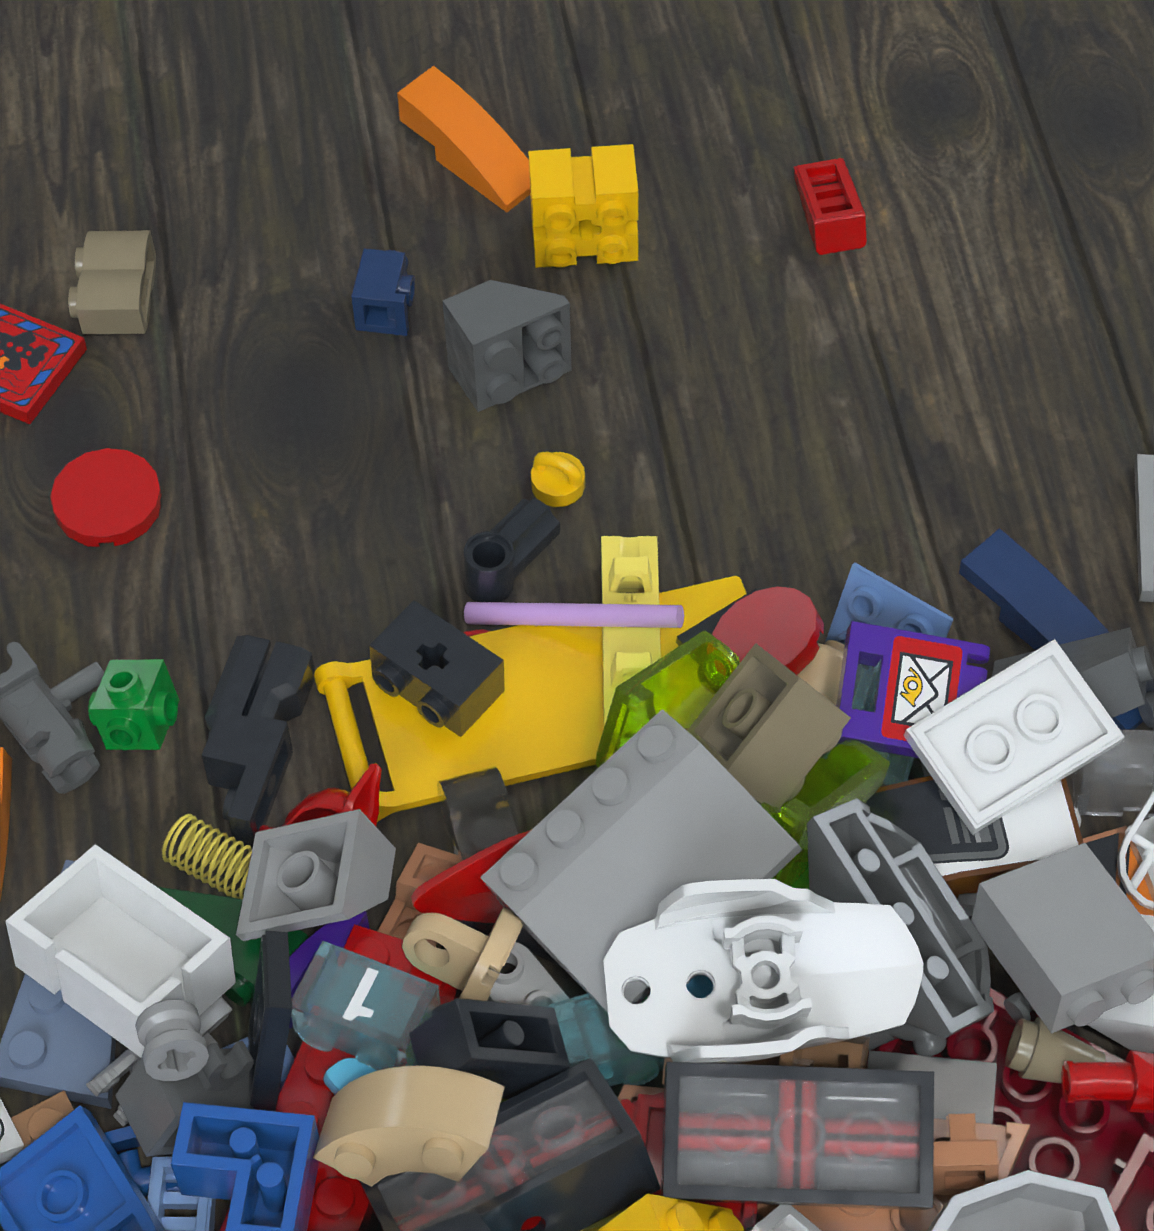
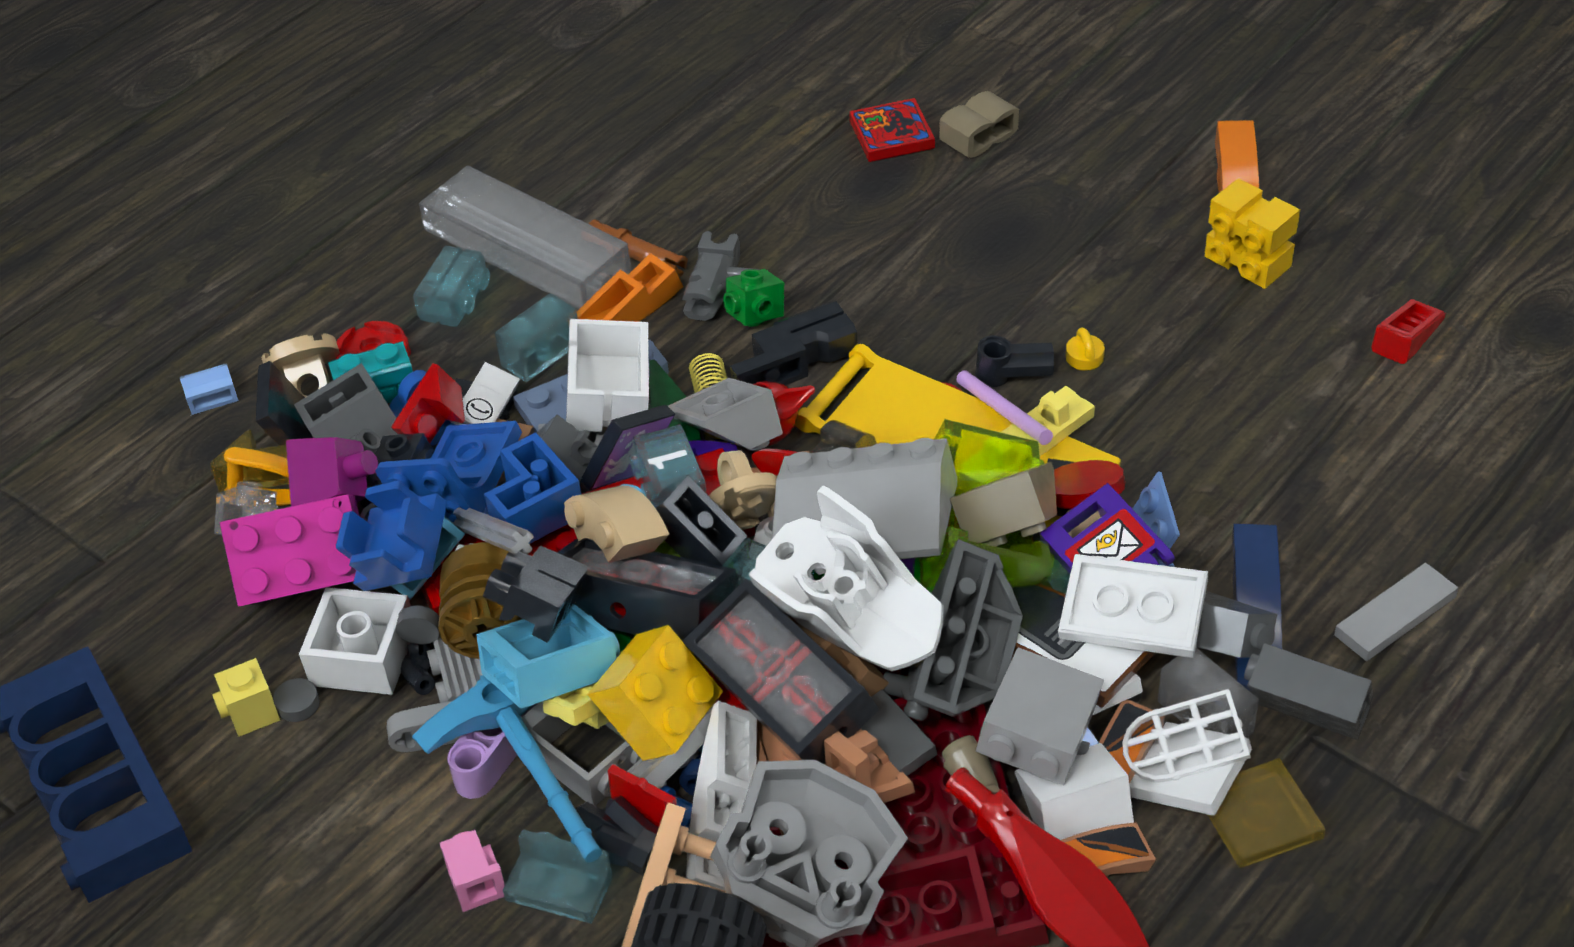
camera: 50 degrees right, 10 degrees down
(106, 497) = (860, 212): red tile -> none
(171, 1040) = (570, 413): light grey wheel -> none
(383, 292) = (1102, 209): dark blue brick -> none
(436, 669) = (905, 380): black brick -> none
(506, 340) = (1127, 265): dark grey slope -> none

